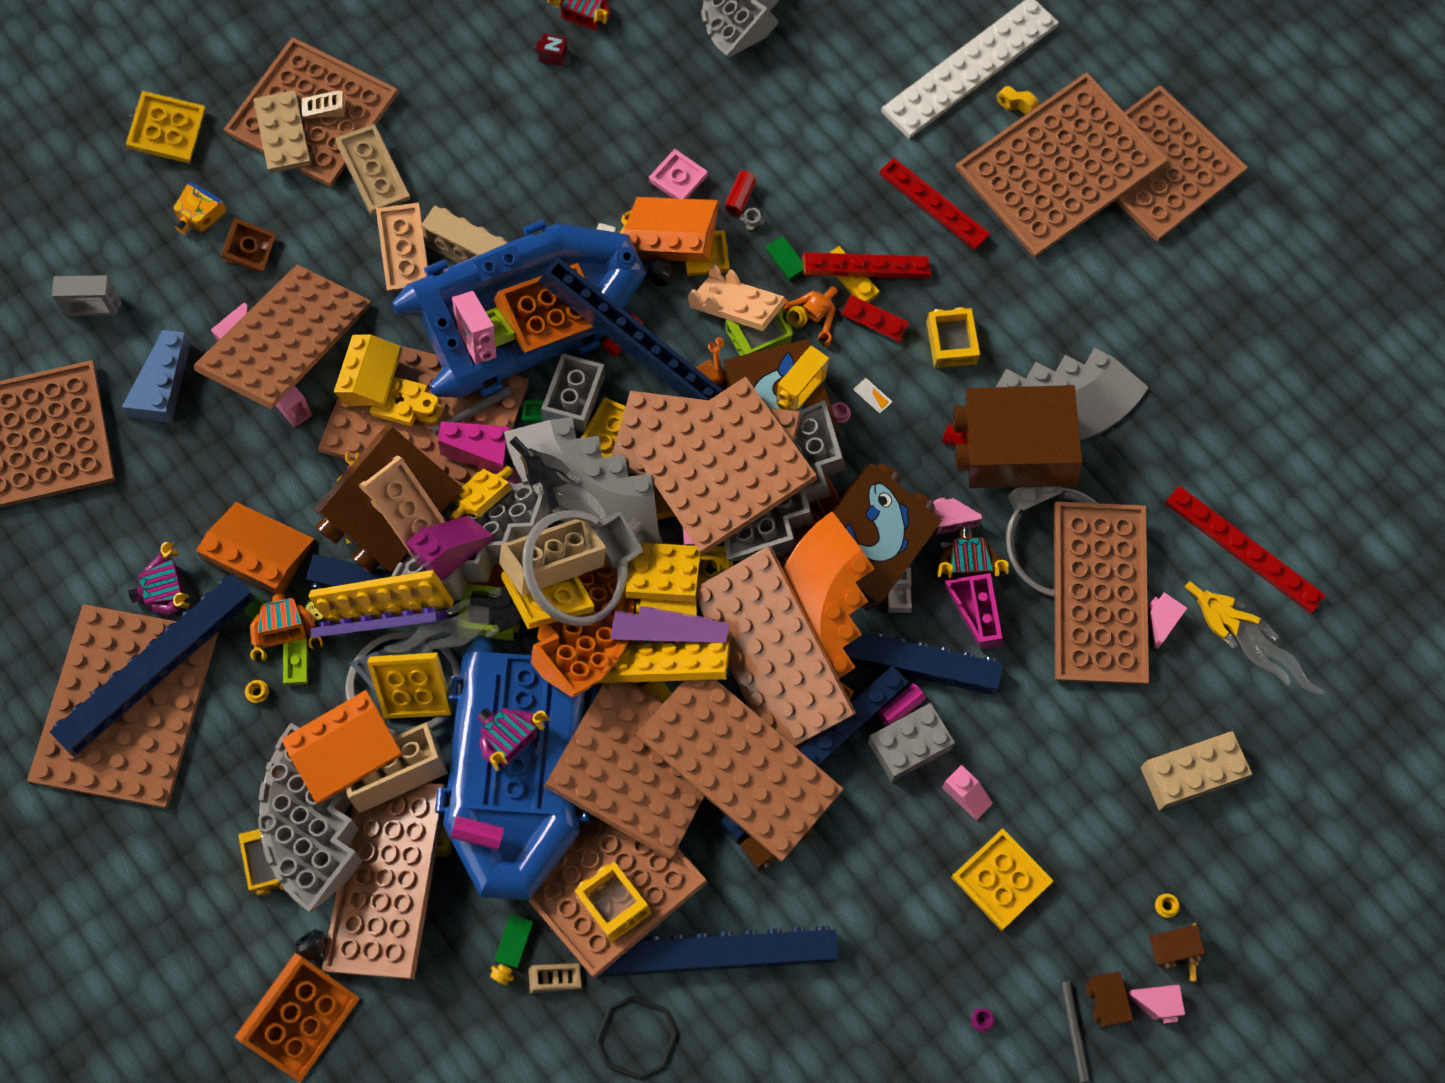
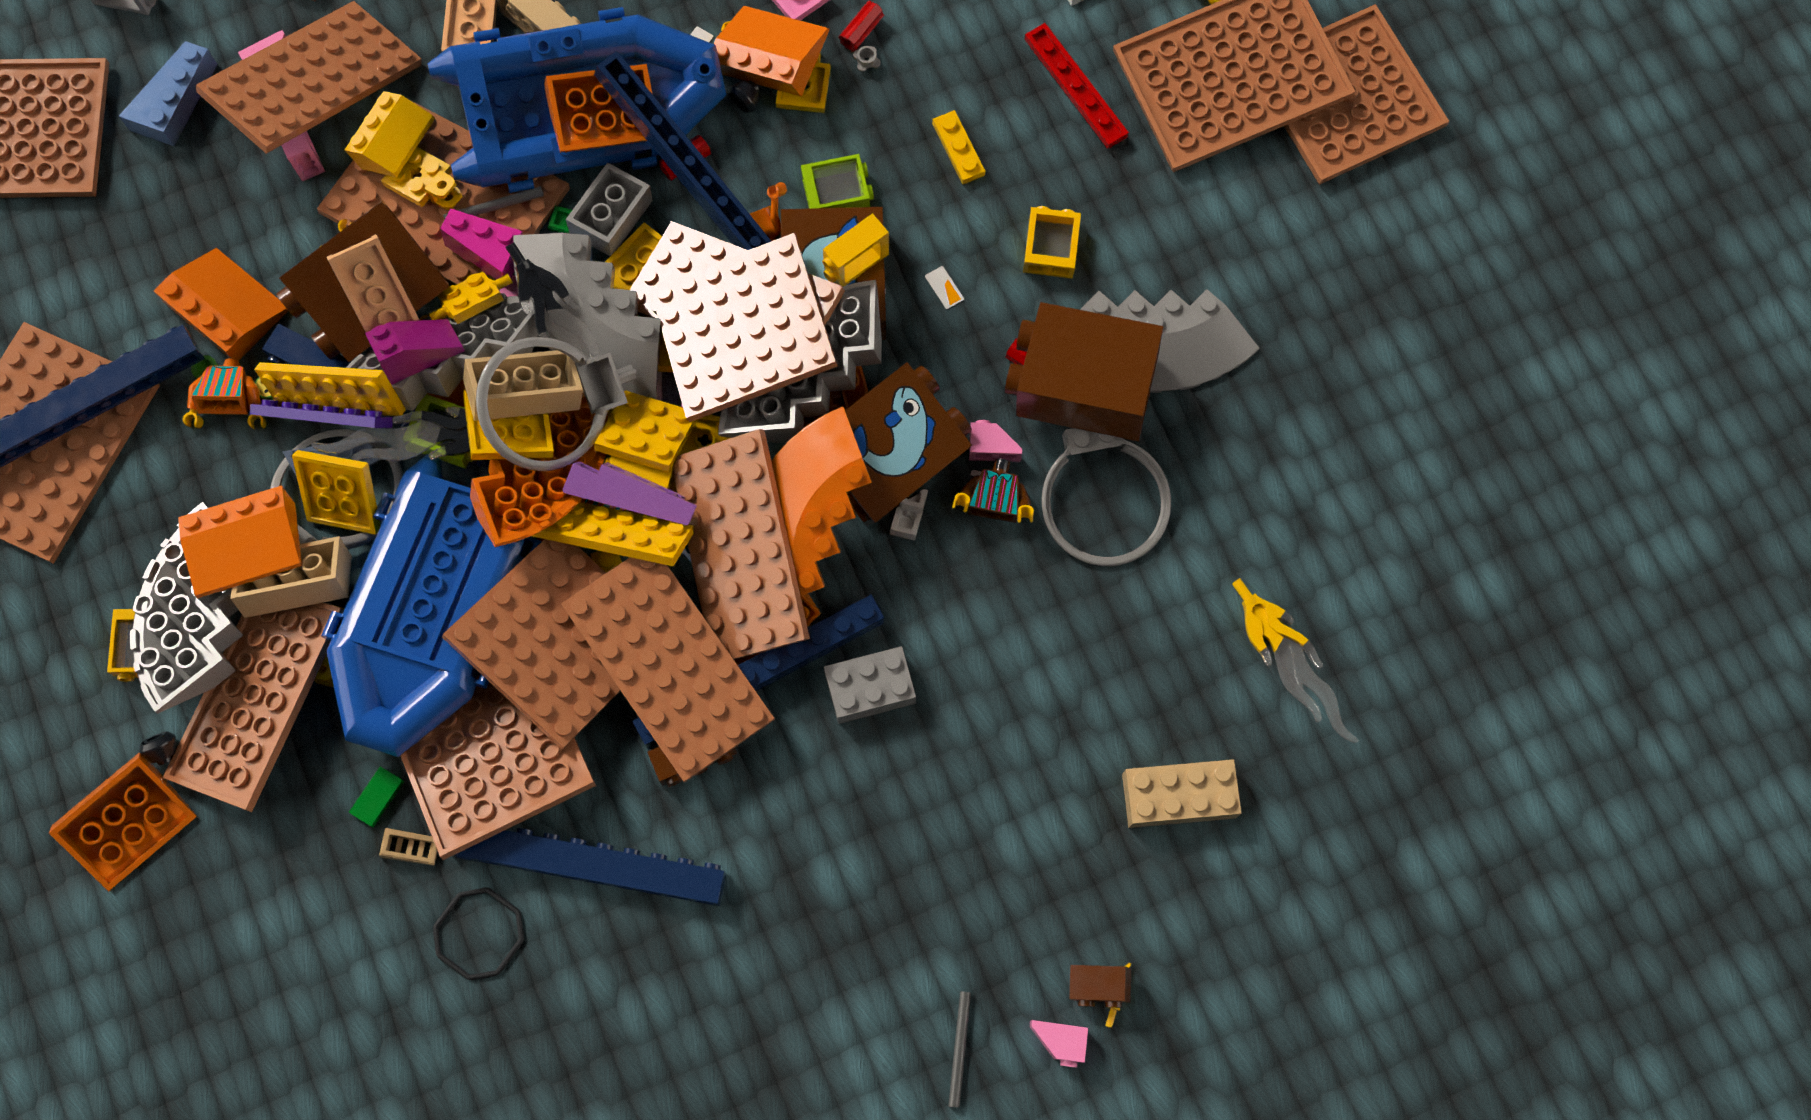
camera: 15 degrees right, 5 degrees up
(161, 584) = (110, 319): torso -> none
(252, 686) = (175, 454): yellow plate -> none
(295, 662) = (229, 438): lime plate -> none
(474, 327) = (509, 110): bright pink window -> none
(477, 833) = (353, 670): dark pink axle -> none
(501, 974) = (352, 828): yellow plate -> none
(502, 329) = (537, 116): lime plate -> none
(507, 733) = (417, 570): torso -> none
(612, 901) = (484, 781): yellow window -> none
(735, 300) = (818, 146): light nougat hinge -> none
(785, 258) = (891, 111): green tile -> none
(792, 316) = (883, 179): yellow plate -> none
(817, 306) = (908, 173): orange piece -> none
(841, 412) = (900, 298): bright pink plate -> none
(866, 265) = (977, 138): red plate -> none
(875, 318) = (971, 200): red plate -> none
(901, 705) = (873, 640): dark pink axle -> none
(925, 662) = (909, 598): dark blue brick -> none
(967, 792) = (917, 756): bright pink slope -> none
(978, 608) = (989, 553): dark pink wedge -> none
(982, 1013) = (852, 1010): magenta plate -> none
(1002, 879) = (927, 861): yellow plate -> none
(1100, 593) = (1132, 568): nougat plate -> none
(1109, 1000) = (1007, 1024): reddish brown brick -> none
(1163, 617) = (1197, 612): bright pink slope -> none
(1174, 904) = (1110, 929): yellow plate -> none
(1245, 549) = (1314, 558): red plate -> none

